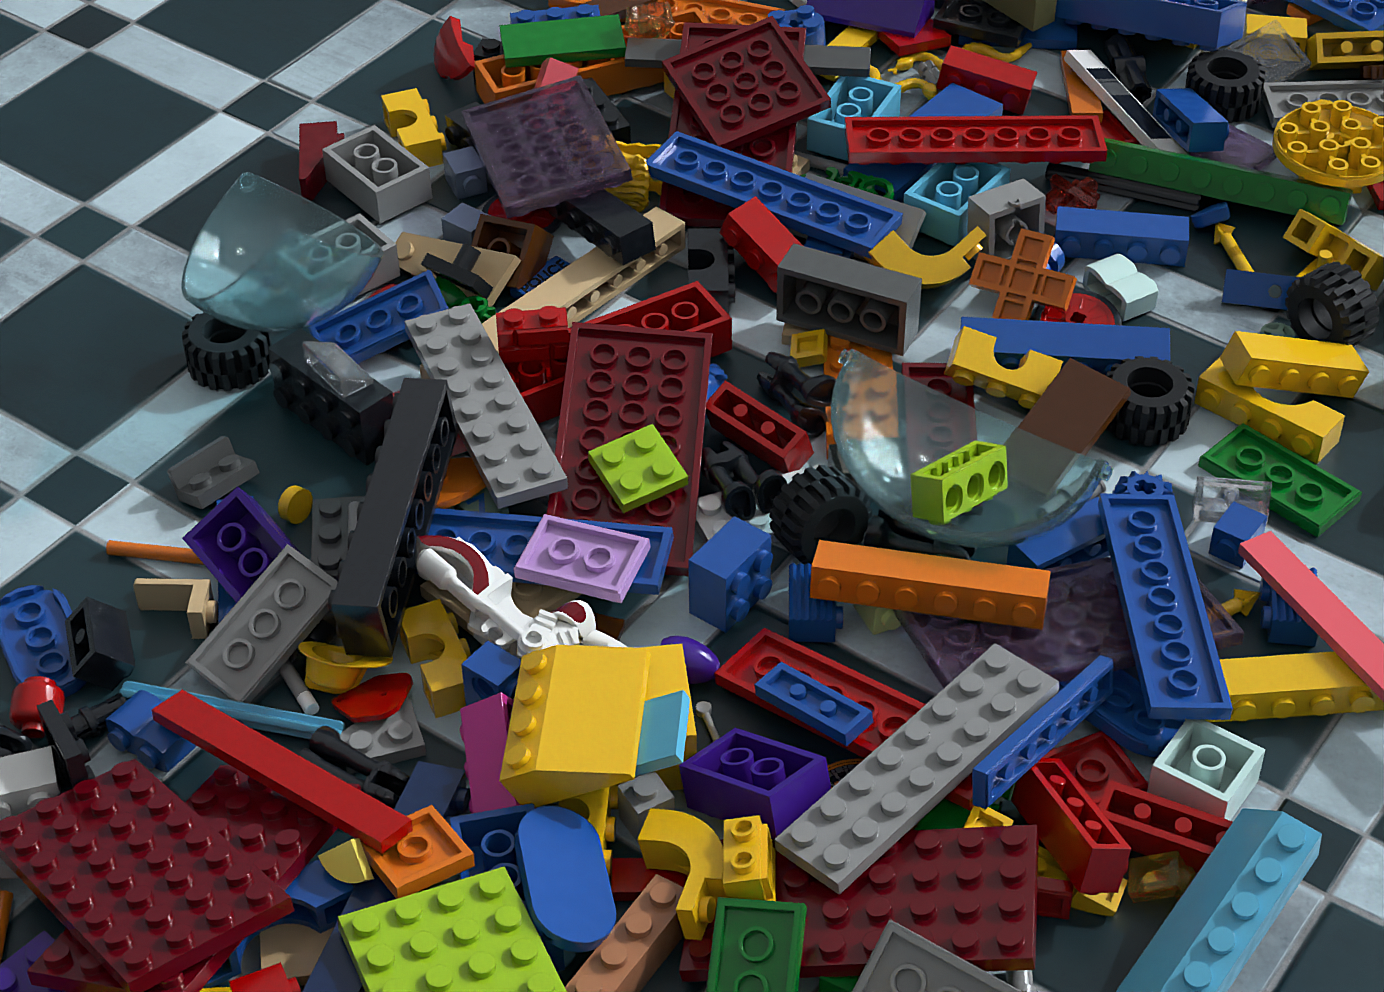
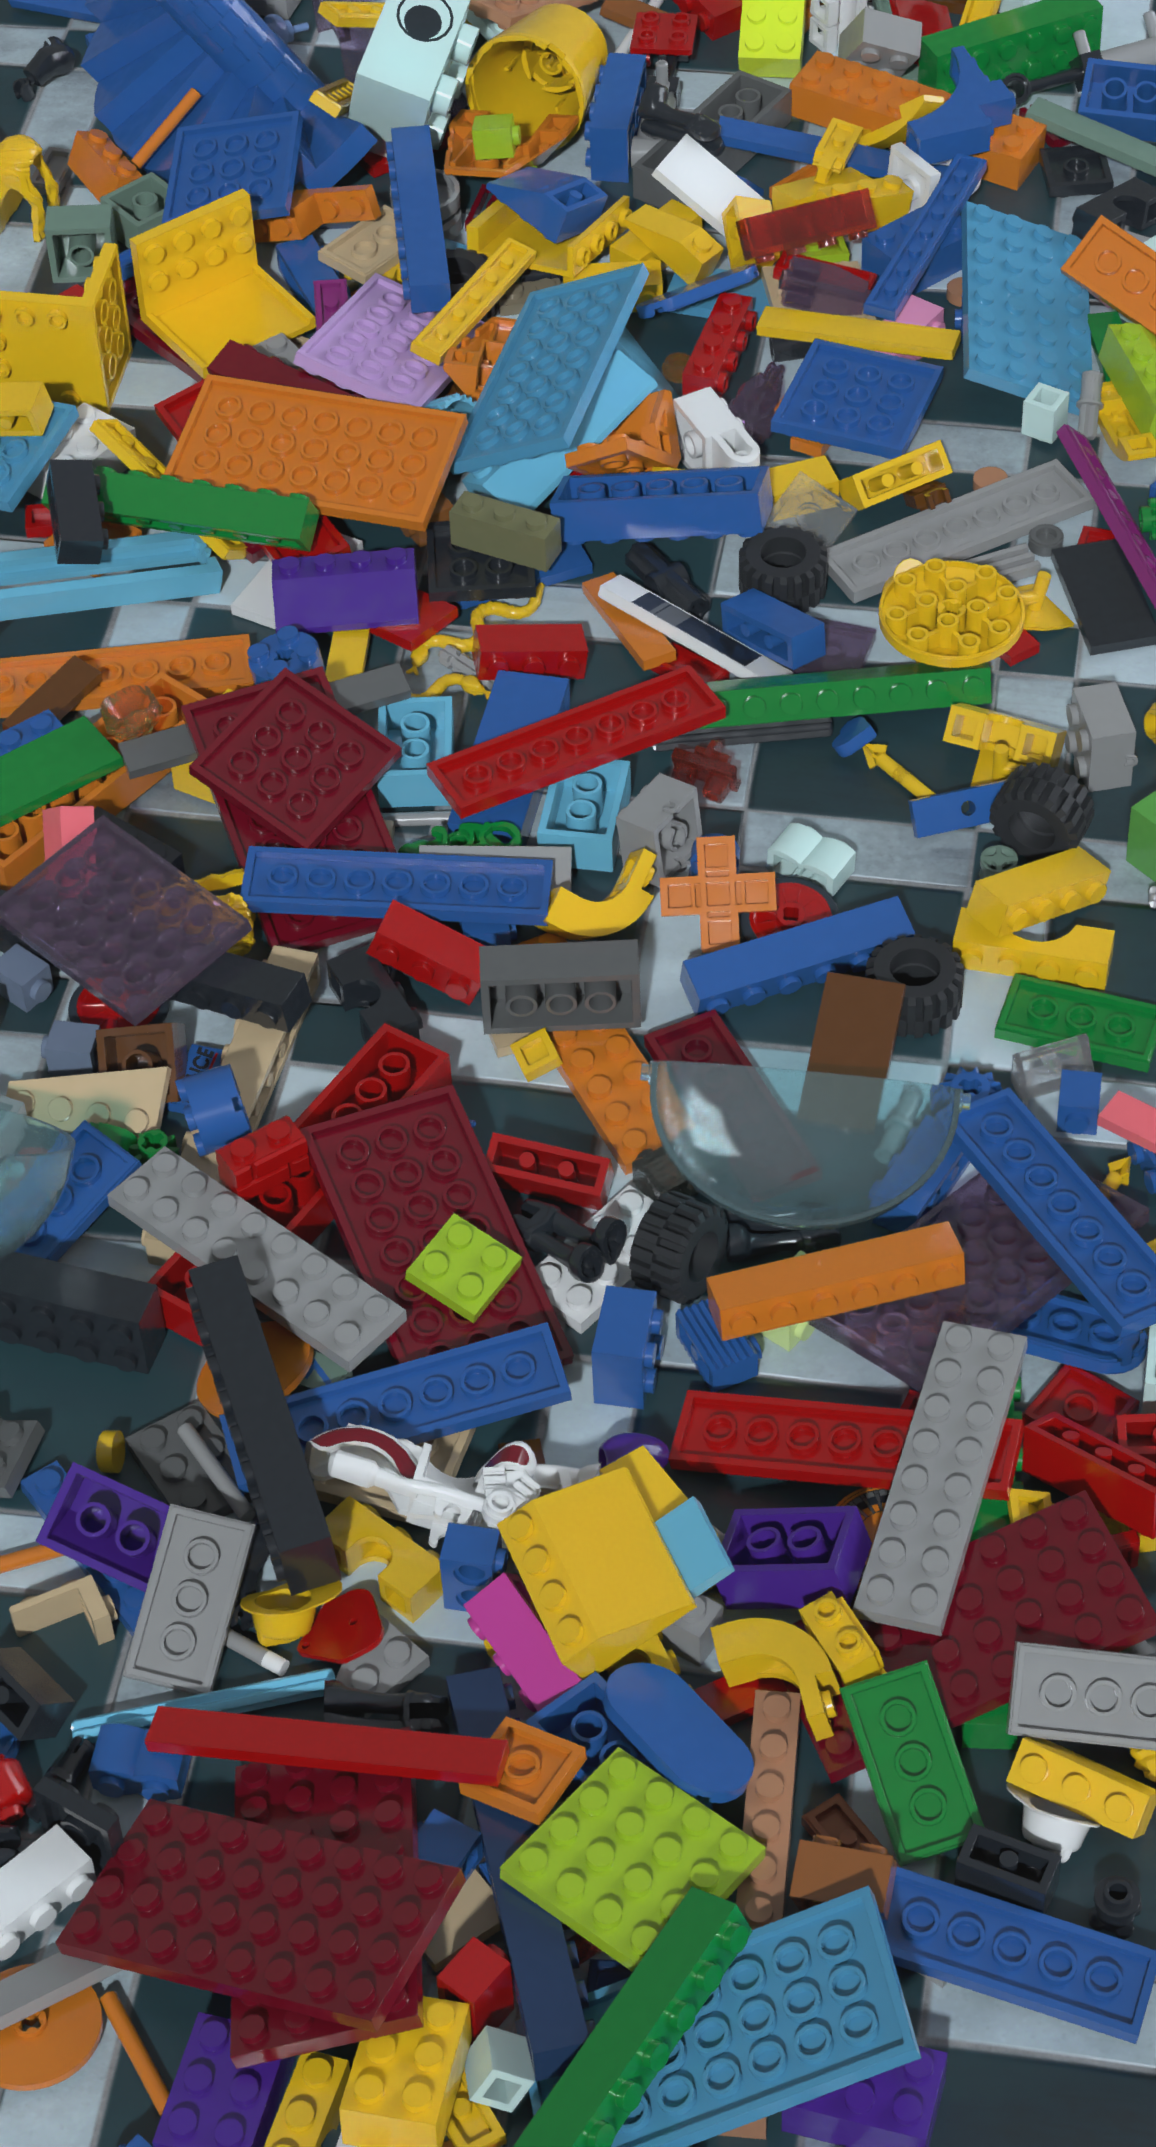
camera: 25 degrees left, 5 degrees up
(336, 367) = (80, 1281): clear slope -> none
(347, 862) = (464, 1811): light yellow tile -> none
(460, 270) = (116, 1107): black tile -> none
(523, 283) = (213, 1108): none -> blue brick
(582, 558) = (477, 1393): lavender tile -> none
(814, 703) = (798, 1453): blue plate -> none
(815, 390) = (589, 1106): black piece -> none
(959, 482) = (804, 1157): lime brick -> none
(974, 364) = (726, 1009): yellow arch -> none
(1042, 732) = (1034, 1392): blue tile -> none
(1134, 235) = (778, 797): blue brick -> none

